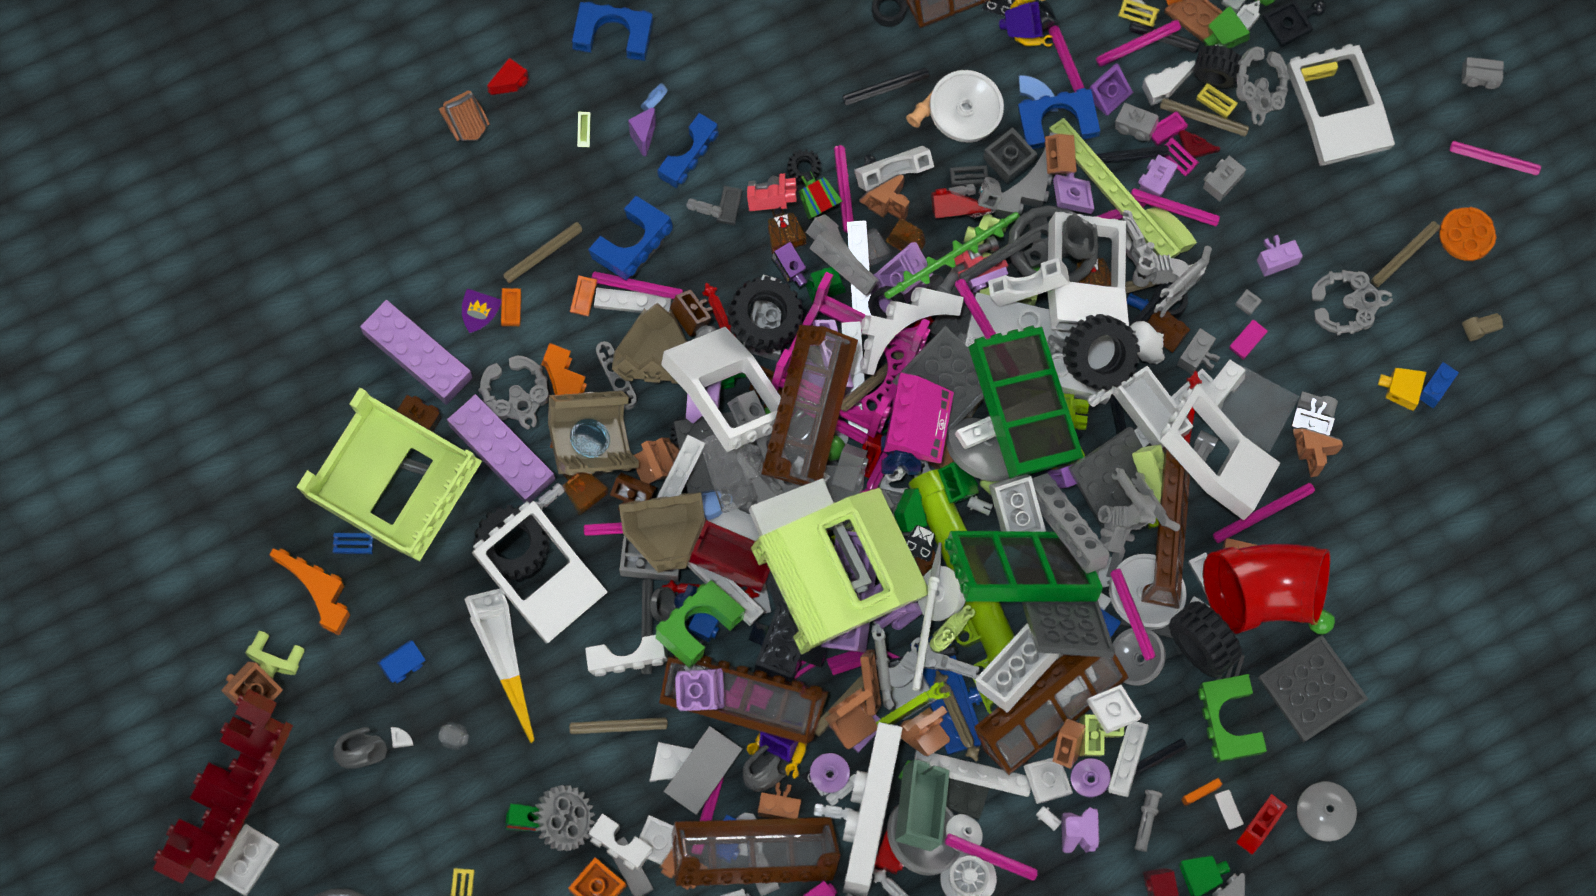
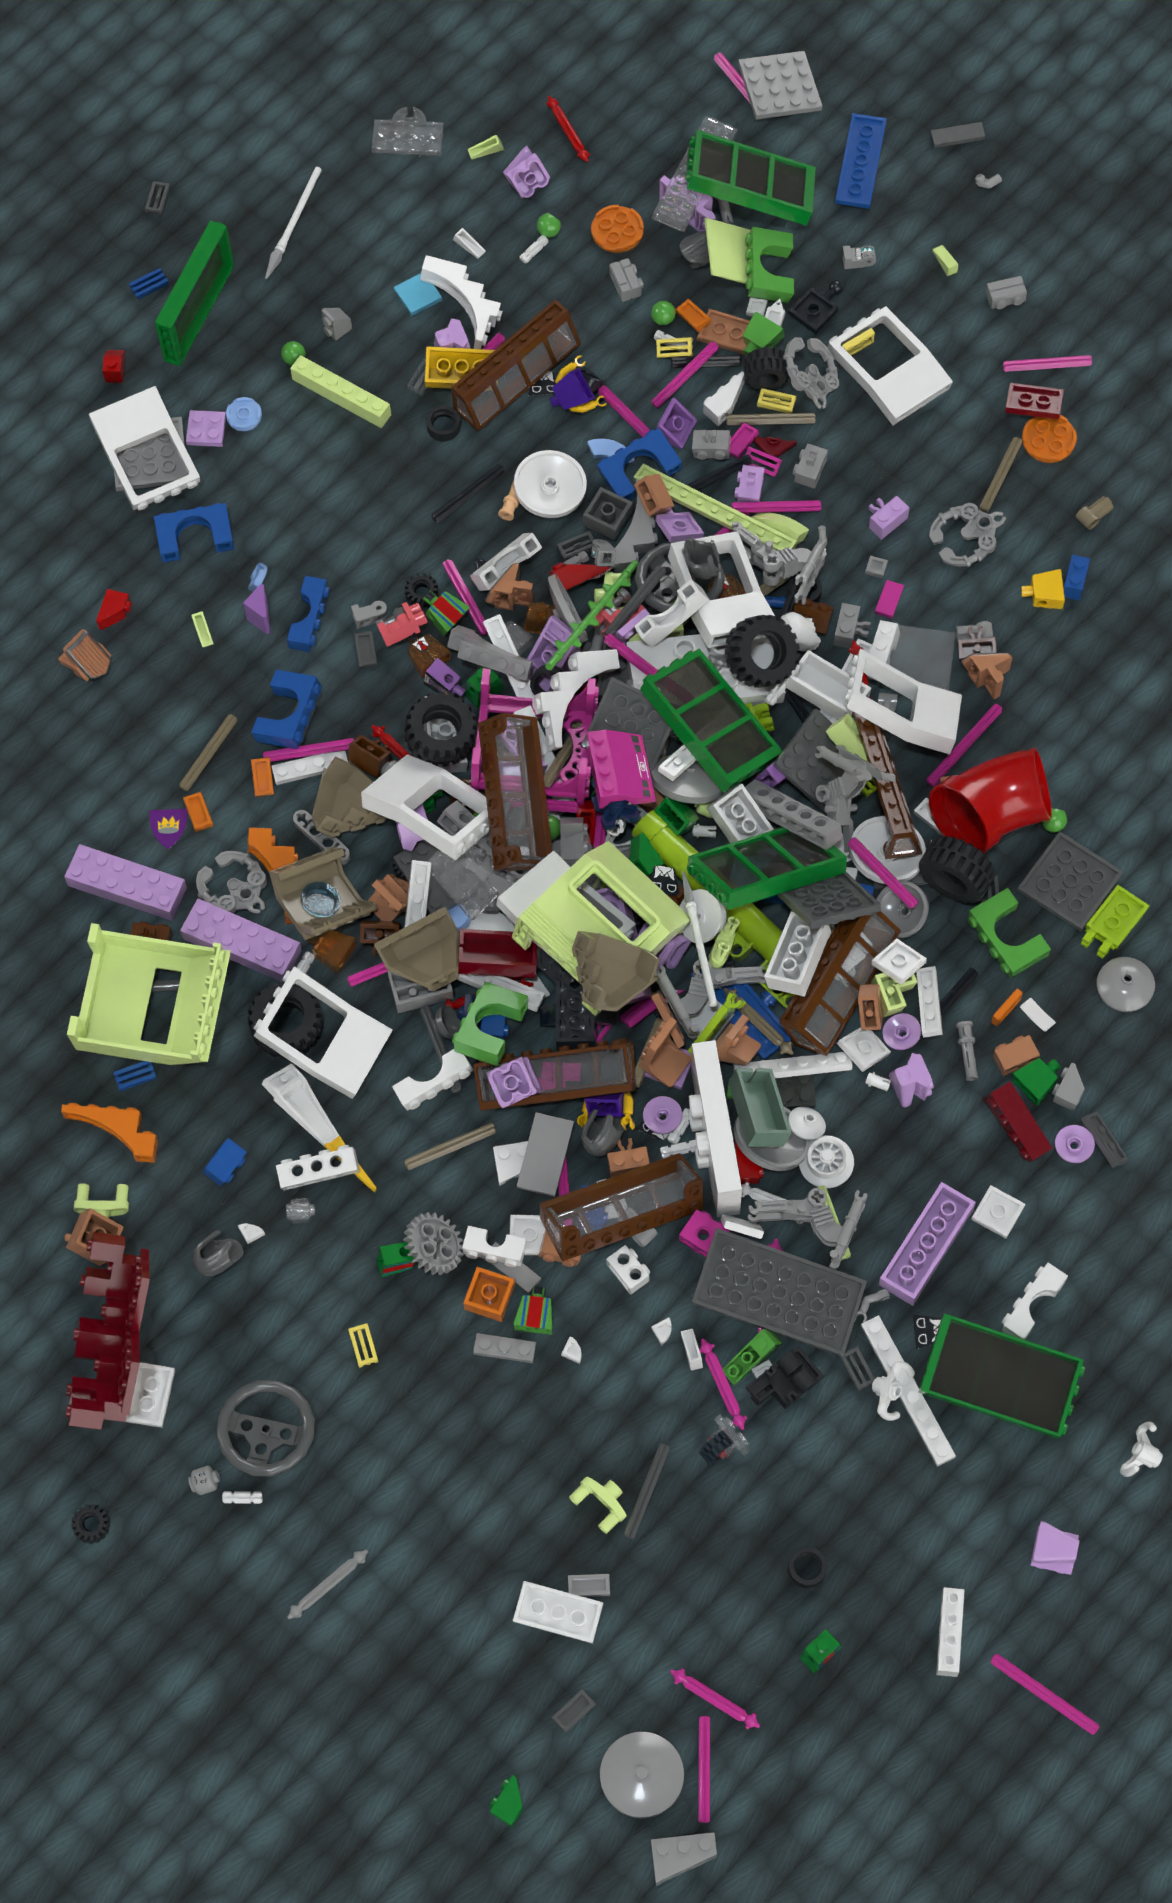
camera: 15 degrees left, 5 degrees down
(454, 700) = (348, 1166): none -> white brick
(704, 208) = (343, 659): light grey axle -> none
(746, 172) = (369, 614): none -> light grey leg
(827, 624) = (612, 970): none -> dark tan panel
(931, 234) = (563, 604): none -> light grey dish
(991, 857) = (839, 1133): dark pink axle -> none
(1191, 843) = (1015, 1054): none -> nougat brick
(1261, 824) = (1072, 1016): red slope -> none
(1340, 743) = (1114, 920): none -> lime tile
(1437, 19) = (947, 262): none -> yellowish green piece
(1467, 192) = (1034, 401): none -> plate

